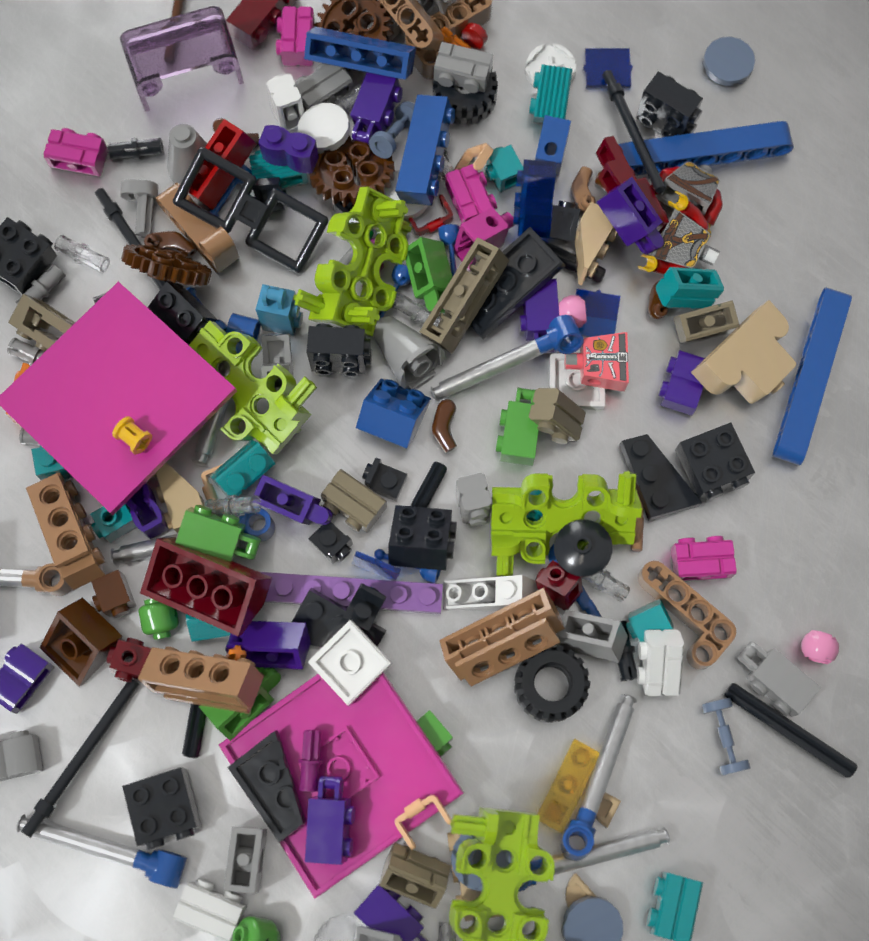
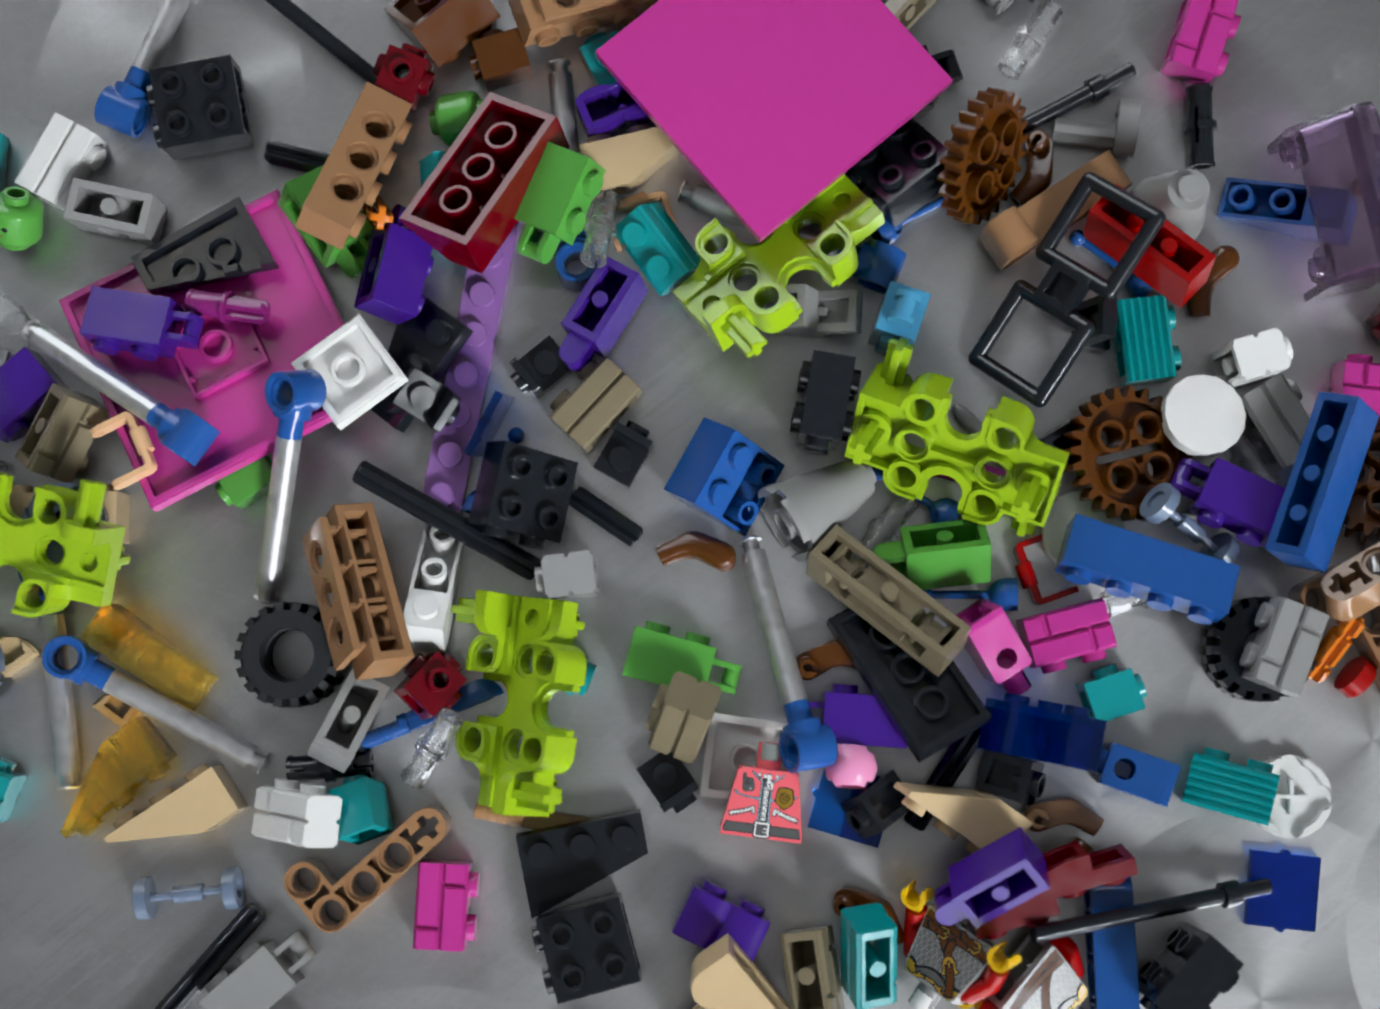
camera: 100 degrees right, 10 degrees up
(132, 435) = (708, 72): yellow bush -> none
(186, 97) = (1269, 206): none -> blue slope
(288, 149) = (1160, 361): dark purple brick -> none
(386, 695) = (292, 399): none -> piece
(405, 777) = (176, 428): none -> piece
(444, 591) = (444, 519): none -> black axle
(480, 151) = (1144, 652): light nougat piece -> none
(504, 338) = (821, 659): none -> reddish brown arm
(583, 562) = (484, 743): black dish -> none
(597, 296) = (875, 806): none -> black bracket
(599, 426) = (669, 782): none -> black bracket
(646, 796) = (120, 766): none -> clear yellow slope
(669, 743) = (193, 808): none -> tan slope

